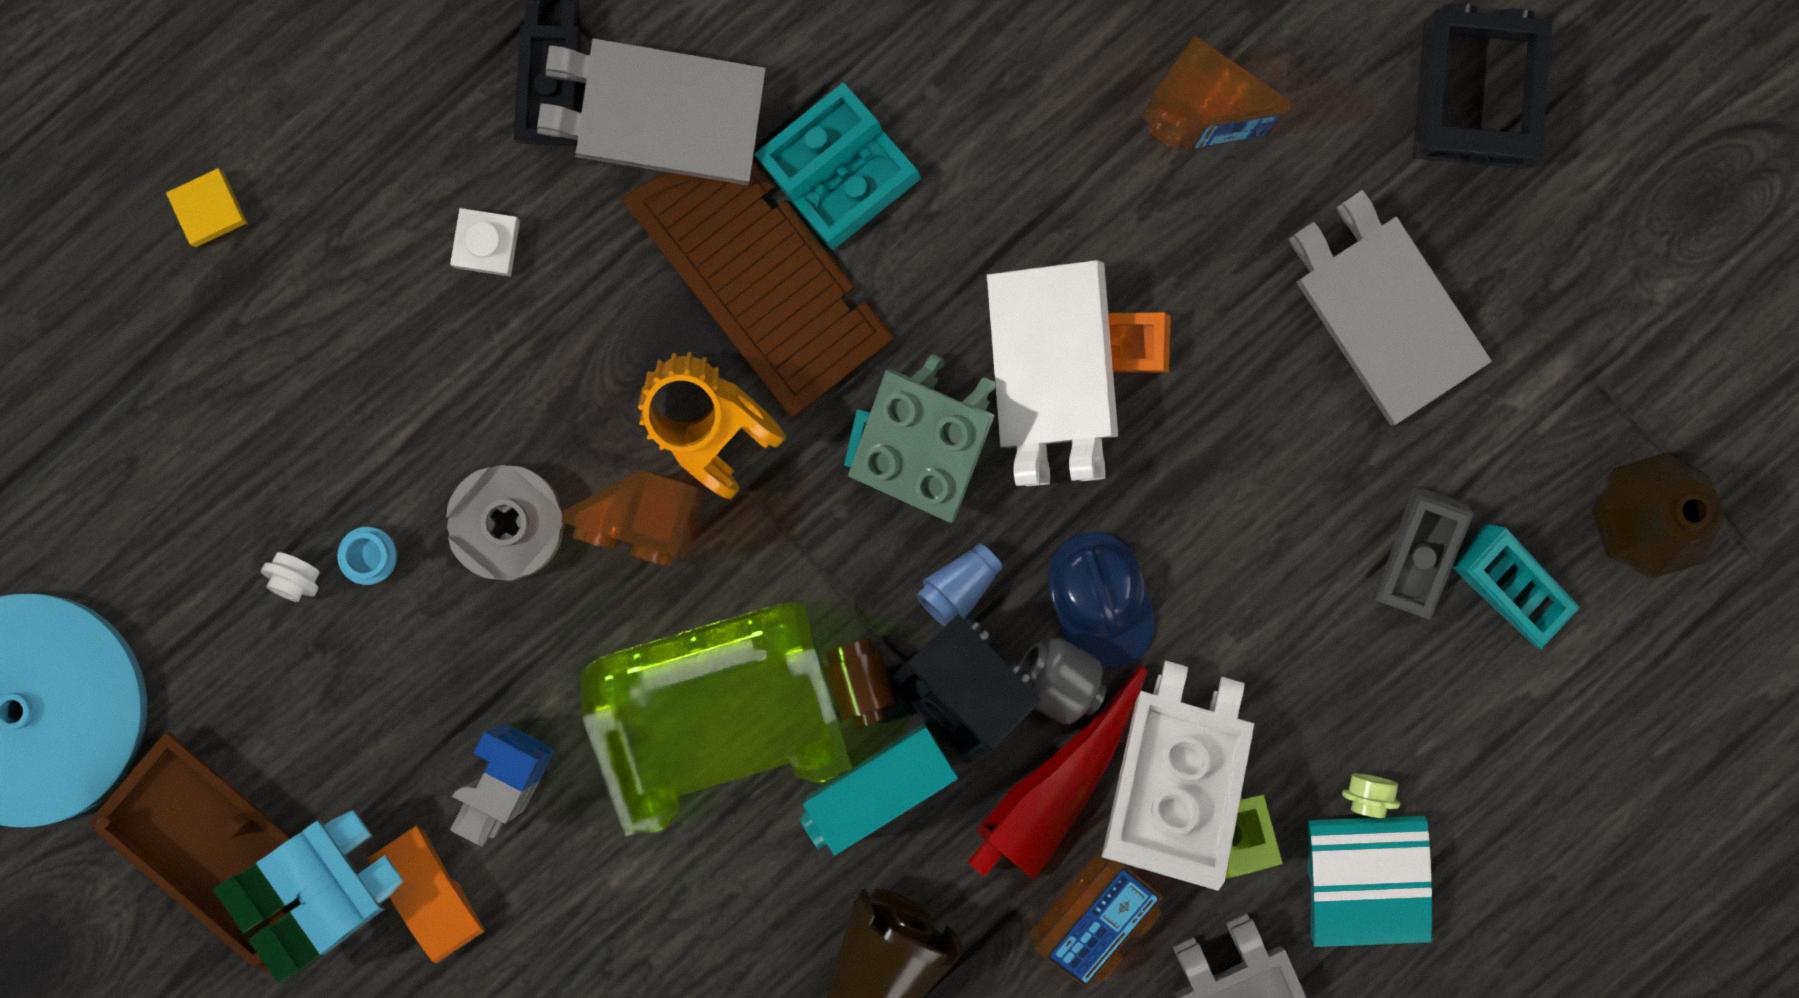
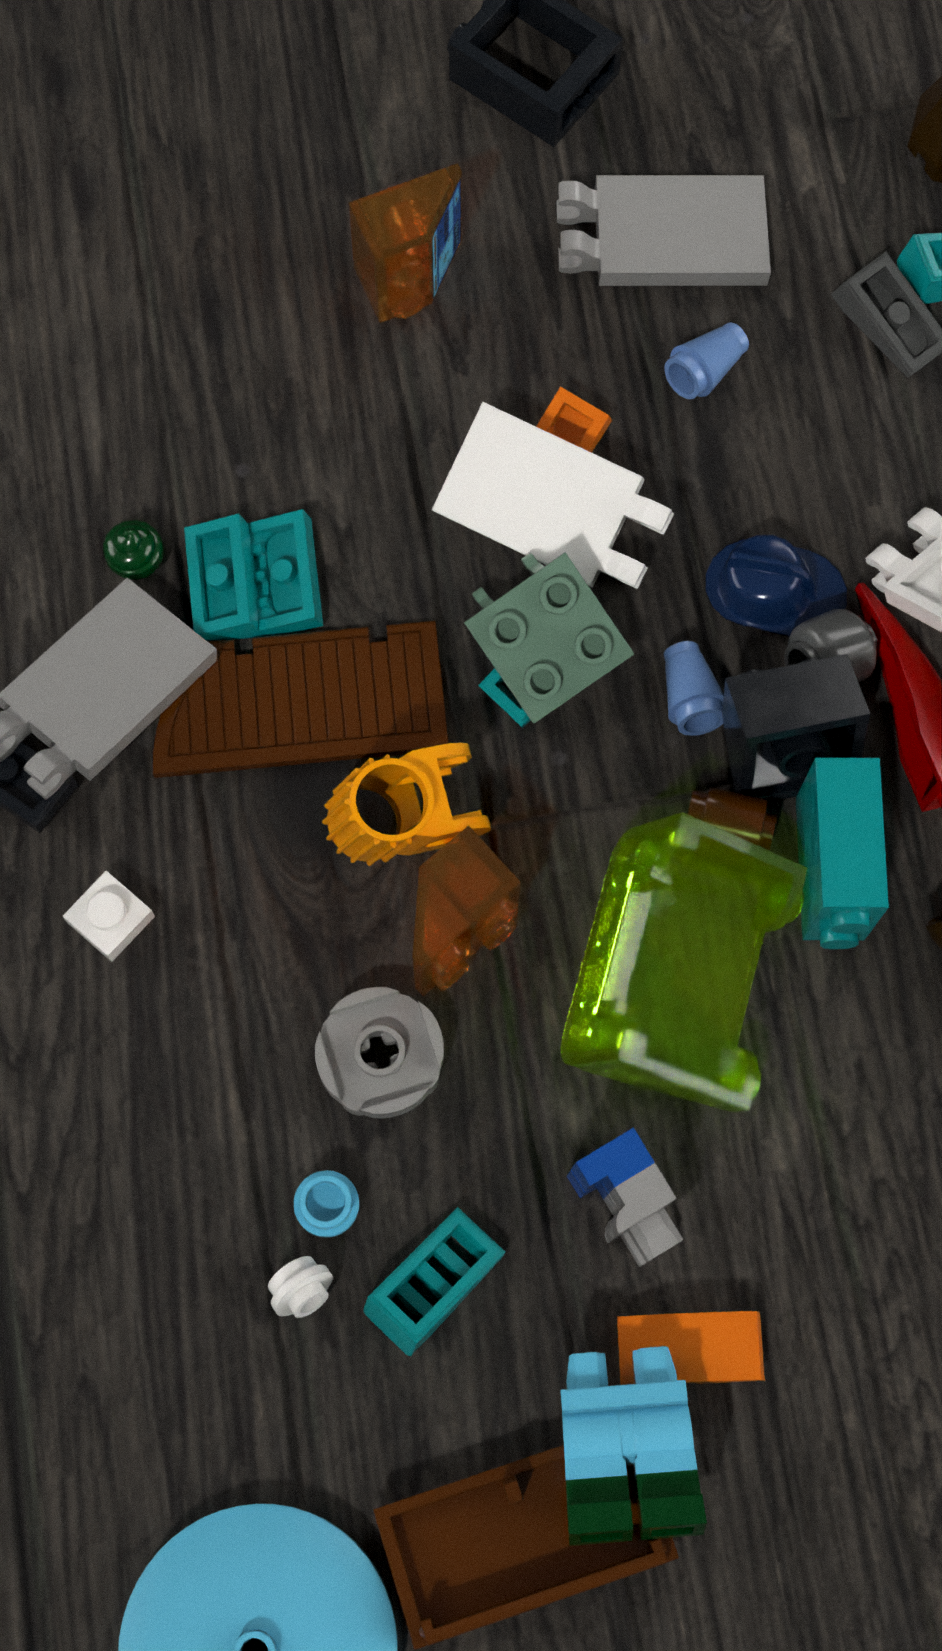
camera: 60 degrees left, 15 degrees down
(312, 661) = (393, 1320): none -> teal slope
(798, 54) = (133, 549): none -> dark green plate
(1273, 419) = (705, 360): none -> medium blue cone

